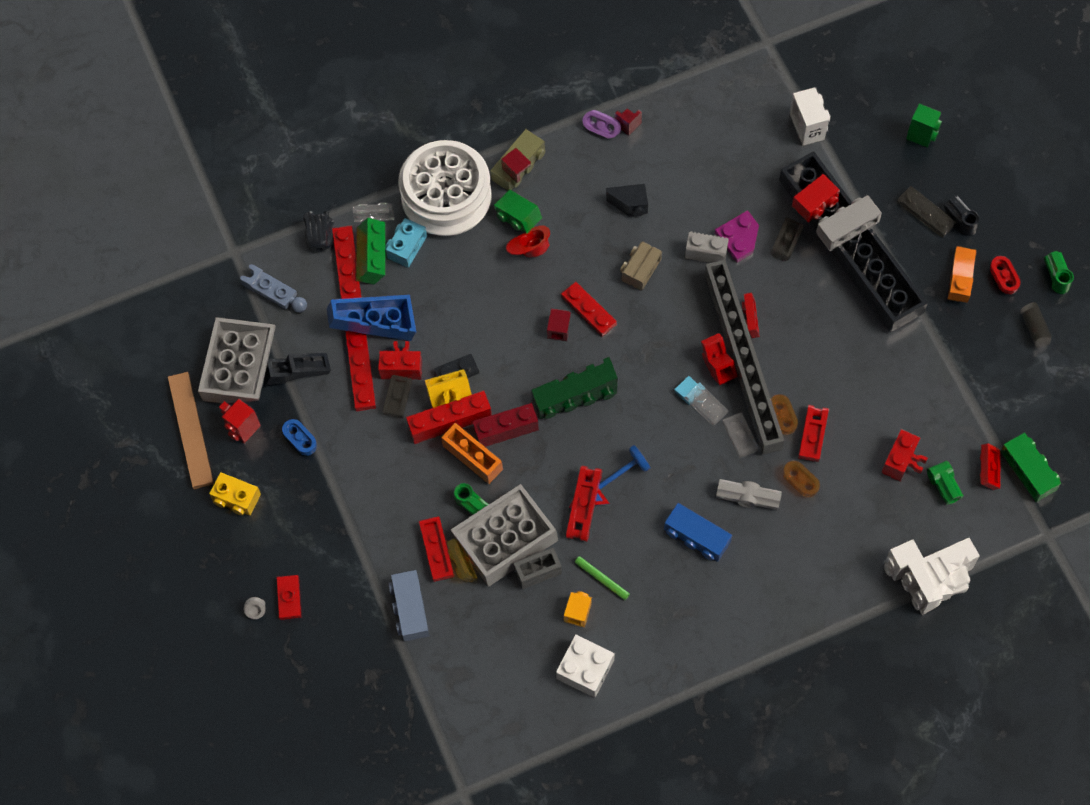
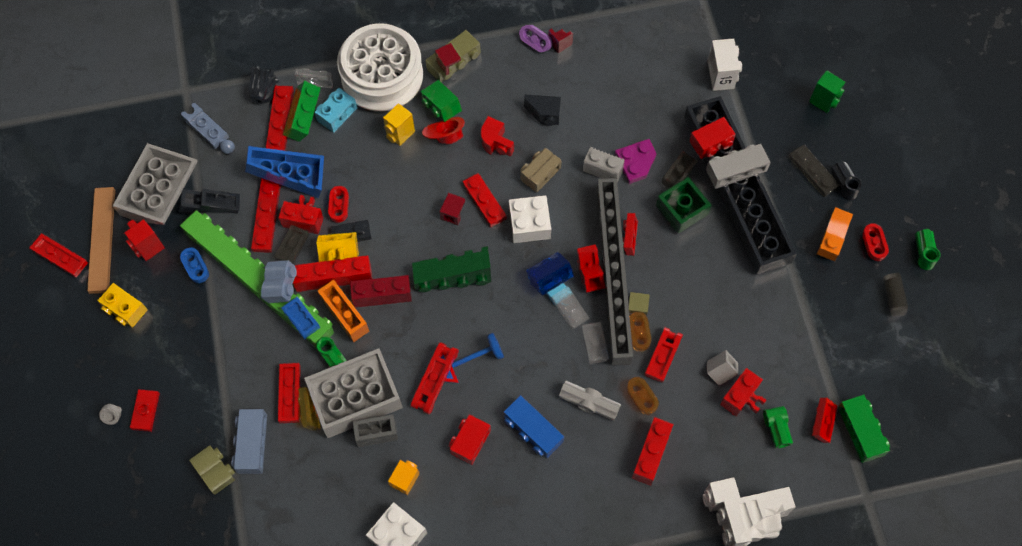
camera: 10 degrees right, 0 degrees up
(150, 455) = (58, 255): none -> red plate
(370, 438) = (243, 267): none -> bright green brick
(378, 641) = (212, 469): none -> olive brick
(399, 436) = (278, 281): none -> sand blue brick
(431, 468) = (300, 317): none -> blue plate
(435, 344) = (338, 205): none -> red plate
(480, 246) = (398, 124): none -> yellow brick
(581, 241) = (492, 137): none -> red brick
(602, 578) = (434, 451): bright green piece -> none
(635, 558) = (470, 439): none -> red brick
(642, 320) = (530, 219): none -> white brick
(677, 372) = (550, 273): none -> clear blue brick
(776, 384) = (638, 303): none -> olive tile
(799, 274) = (683, 205): none -> dark green brick
(824, 532) = (652, 451): none -> red brick
(876, 434) = (722, 367): none -> light grey panel

